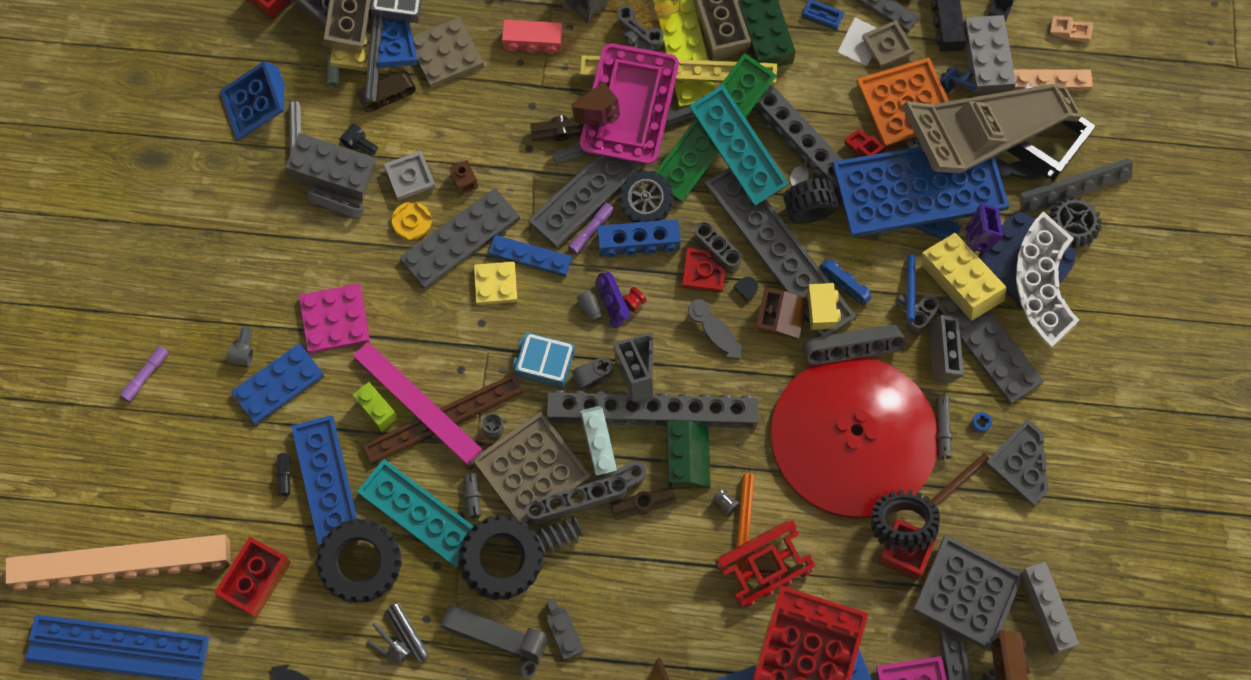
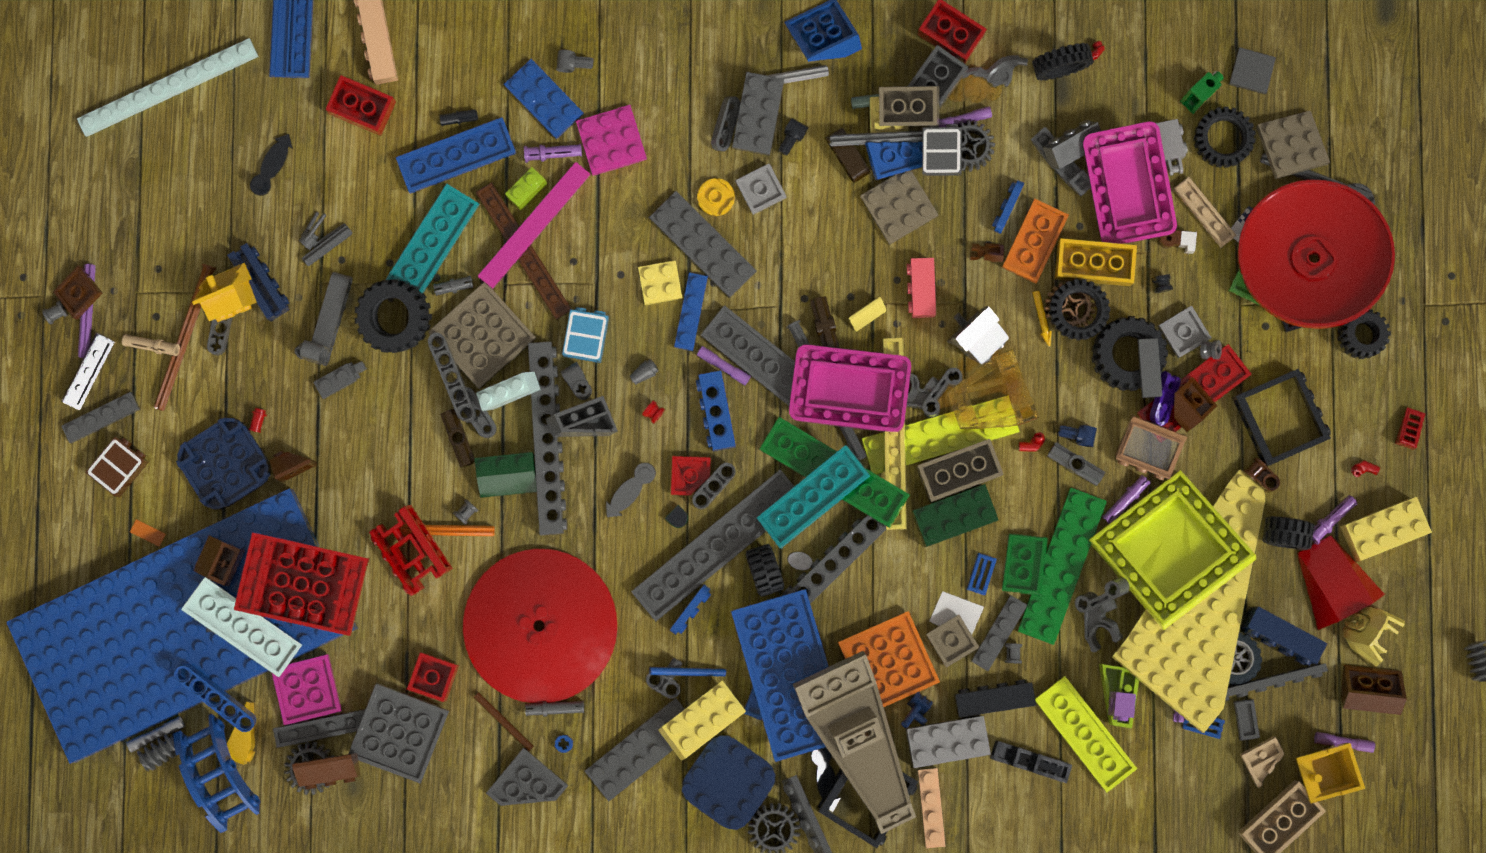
camera: 85 degrees right, 15 degrees up
(329, 561) = (357, 187): black tyre -> none
(337, 387) = (543, 152): none -> medium lavender pin
(463, 177) = (764, 239): reddish brown brick -> none
(492, 421) = (515, 295): dark grey wheel -> none
(552, 90) = (867, 314): none -> light yellow slope
(559, 534) = (419, 363): dark grey piece -> none
(597, 107) = (833, 357): reddish brown slope -> none
(612, 299) = (651, 392): dark purple plate -> none
(643, 178) = (772, 424): black wheel -> none
(781, 313) = (648, 550): reddish brown slope -> none
(822, 306) = (658, 588): light yellow brick -> none
(854, 344) = (626, 620): dark grey beam -> none
(863, 145) = (834, 621): red brick -> none
(905, 539) = (472, 662): black tyre -> none
(945, 349) = (628, 706): dark grey brick -> none
(984, 229) = (744, 738): dark purple torso -> none
(1039, 280) = (697, 790): white brick -> none
(1049, 608) = (391, 807): light grey brick -> none
(1068, 29) = (991, 827): light nougat slope -> none

